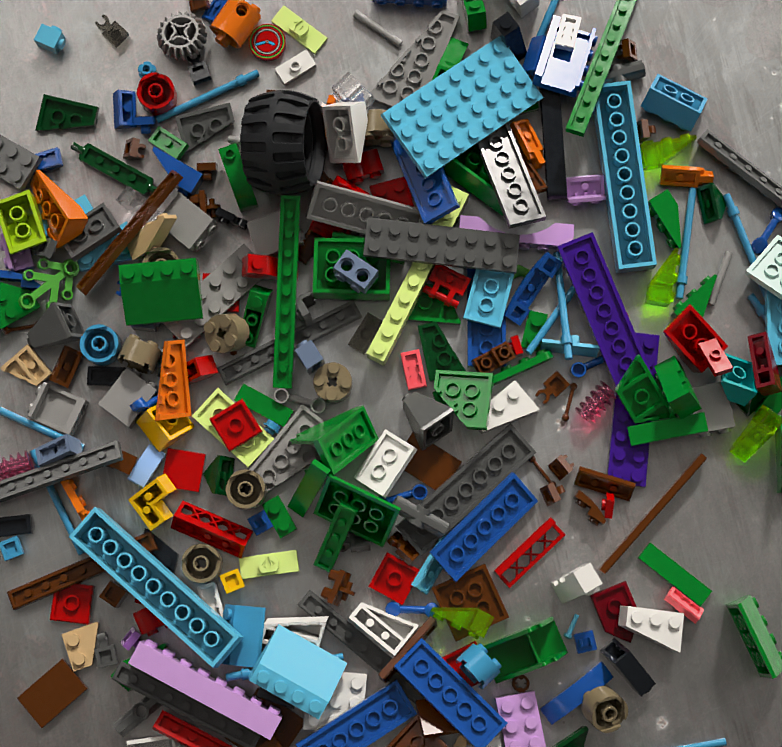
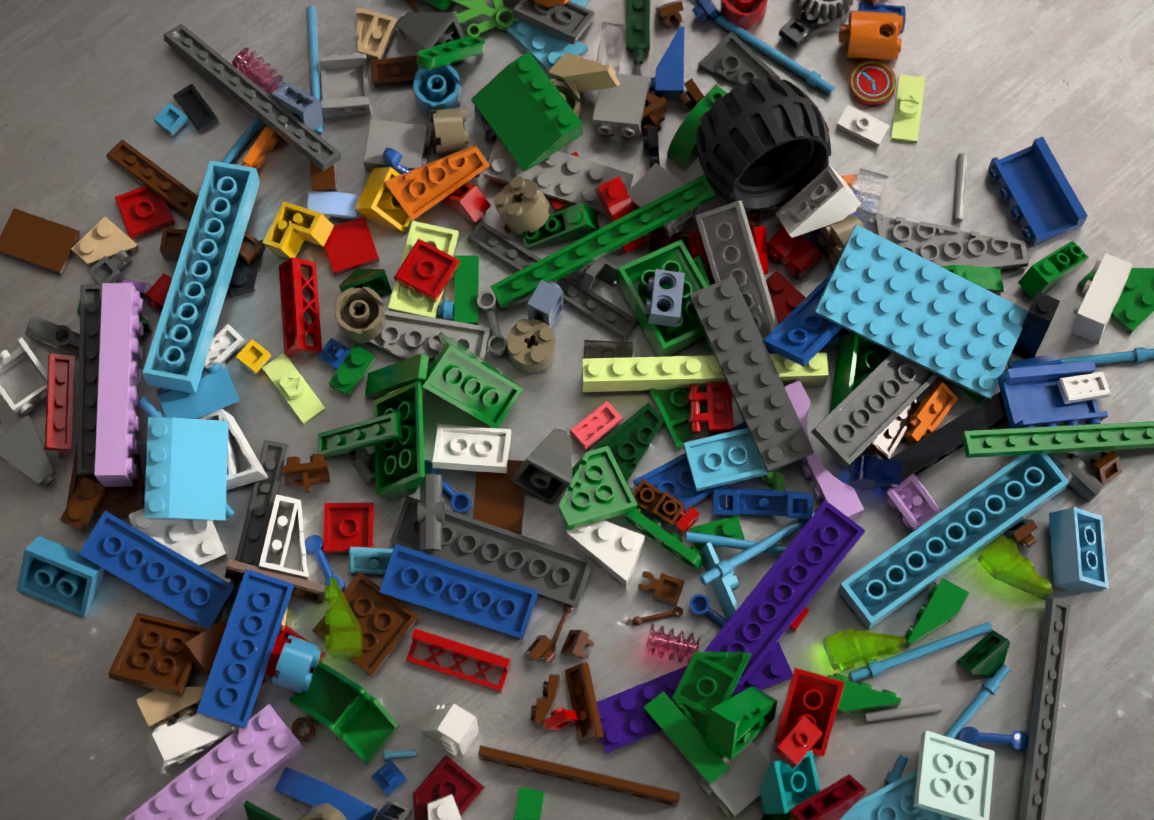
camera: 60 degrees right, 10 degrees down
(80, 320) = (450, 52): none -> green plate
(103, 375) = (406, 110): black tile -> none
(129, 232) = (575, 50): reddish brown tile -> none
(168, 143) = (697, 41): green plate -> none
(213, 563) = (245, 318): dark tan brick -> none
(404, 548) = (387, 518): reddish brown plate -> none
(554, 200) = (871, 471): none -> clear blue brick
(684, 176) = (998, 607): orange hinge -> none

